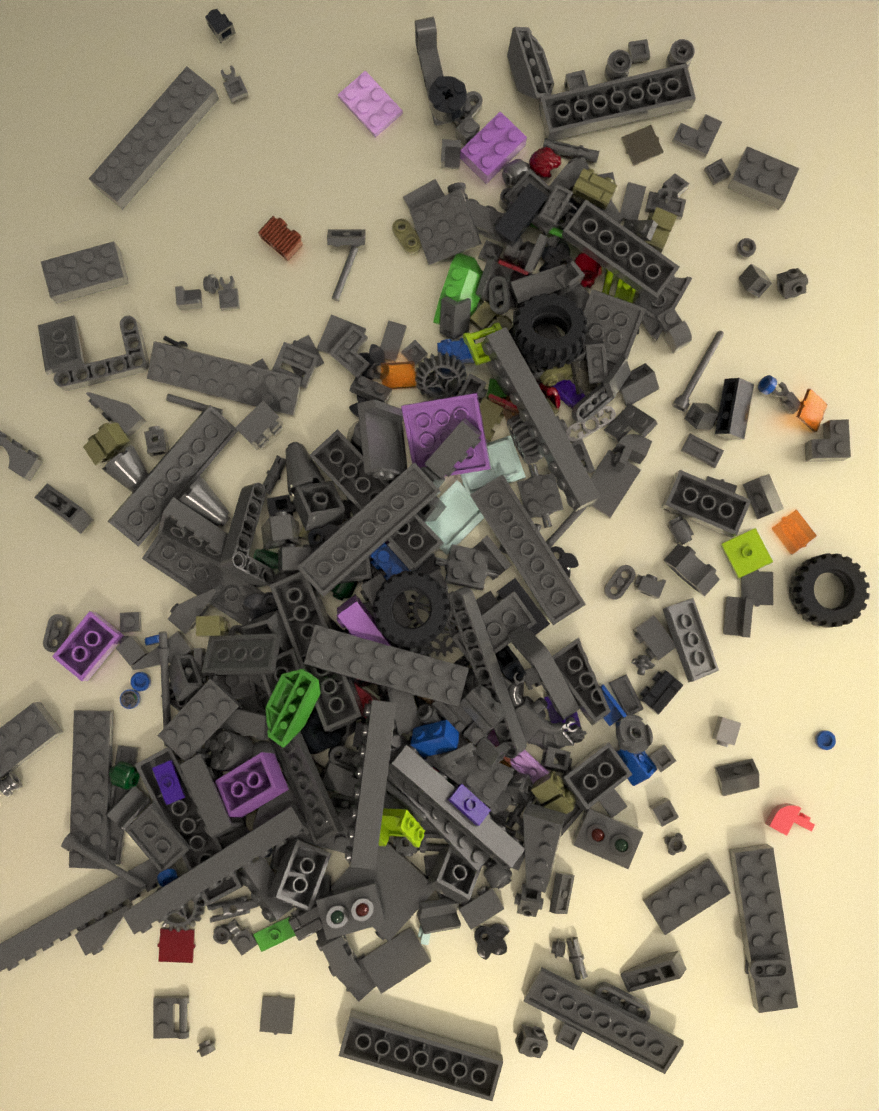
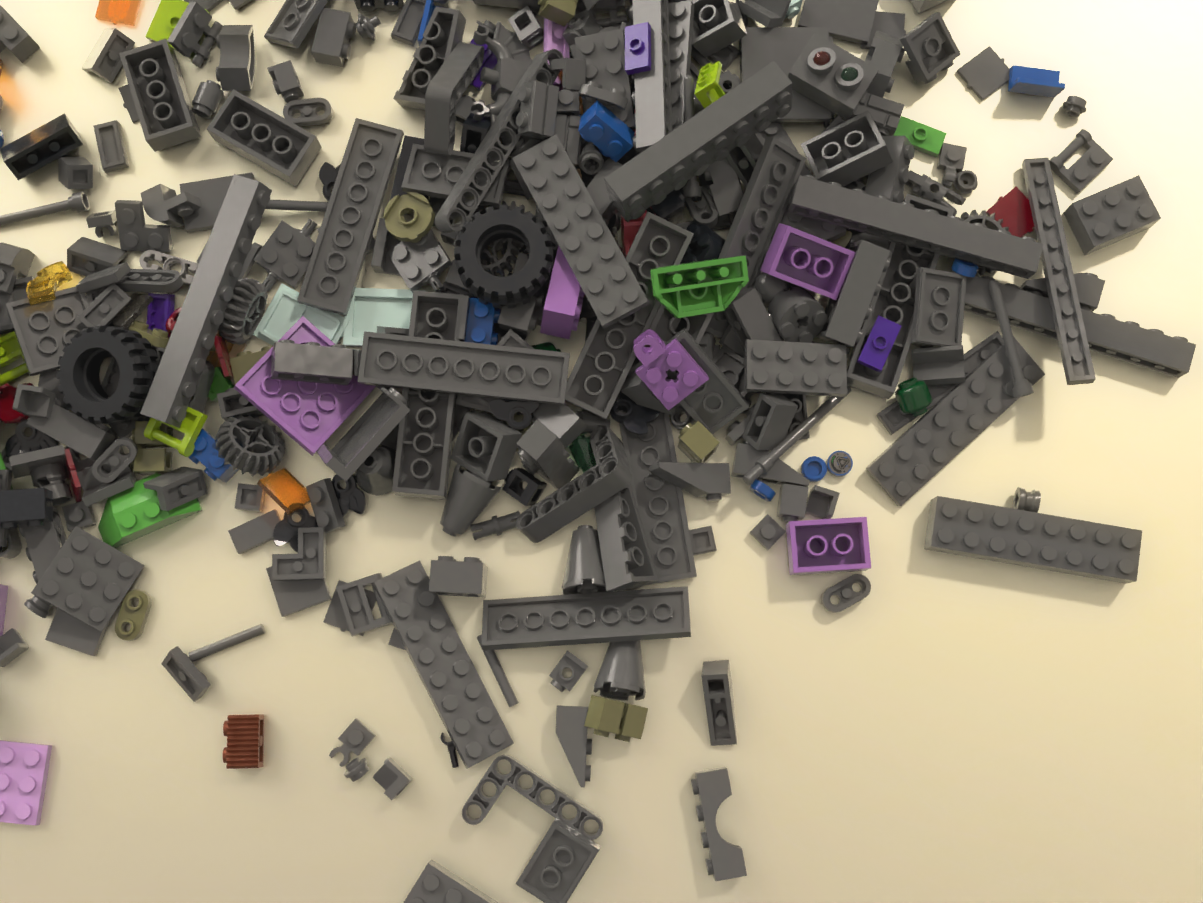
camera: 130 degrees left, 5 degrees down
(115, 932) = (1058, 272): none -> dark grey plate
(116, 667) = (822, 502): none -> dark grey panel
(120, 1001) = (1111, 215): none -> dark grey brick
(159, 581) = (702, 540): none -> dark grey tile
(243, 1038) = (1035, 81): none -> blue panel
(270, 641) = (660, 358): none -> medium lavender plate
(318, 991) = (929, 49): none -> dark grey plate
(488, 590) = (405, 204): none -> olive plate
(623, 541) = (264, 138): none -> dark grey brick
(643, 343) = (47, 282): none -> clear yellow tile
(657, 407) = (102, 219): none -> dark grey tile
(732, 556) = (189, 31): none -> dark grey plate

